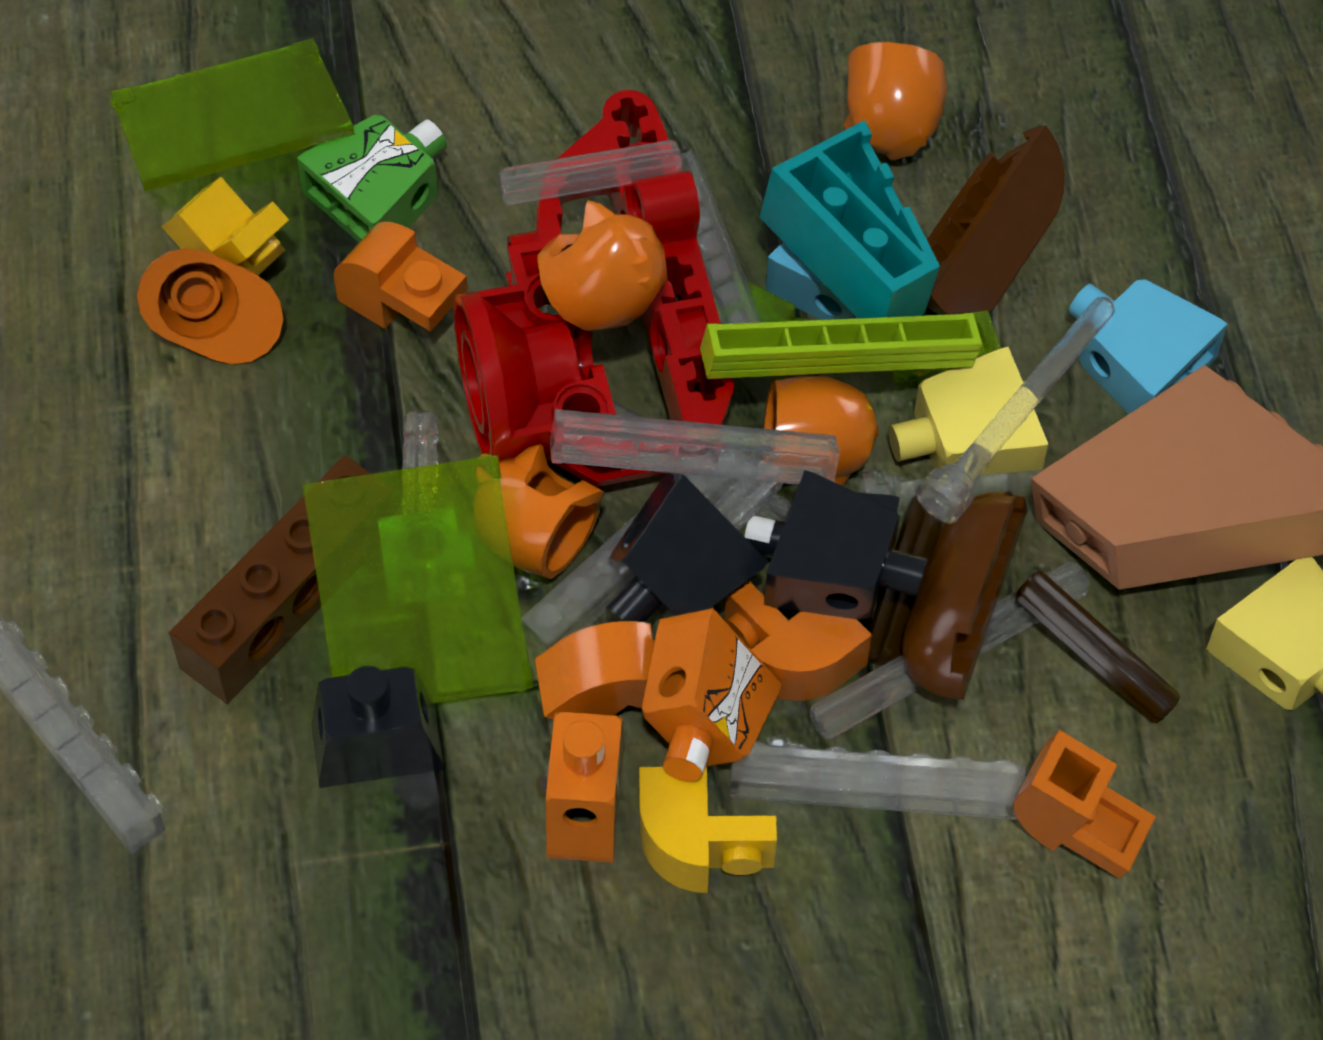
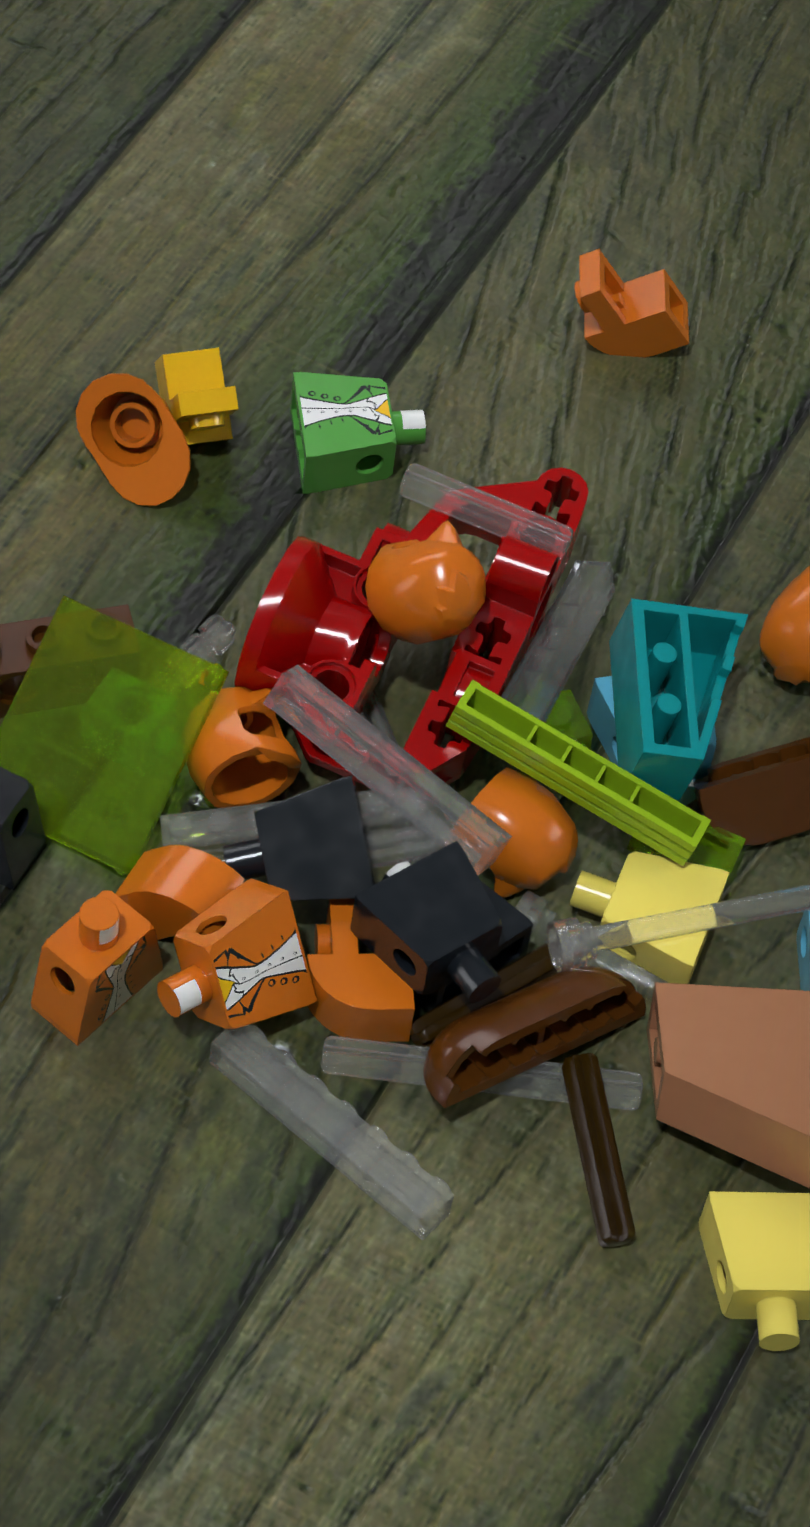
camera: 30 degrees right, 5 degrees down
(230, 114) = (277, 313): clear neon green piece -> none
(395, 276) = (289, 503): orange brick -> none
(686, 842) = (144, 1062): yellow brick -> none
(1071, 805) = (458, 1247): orange brick -> none

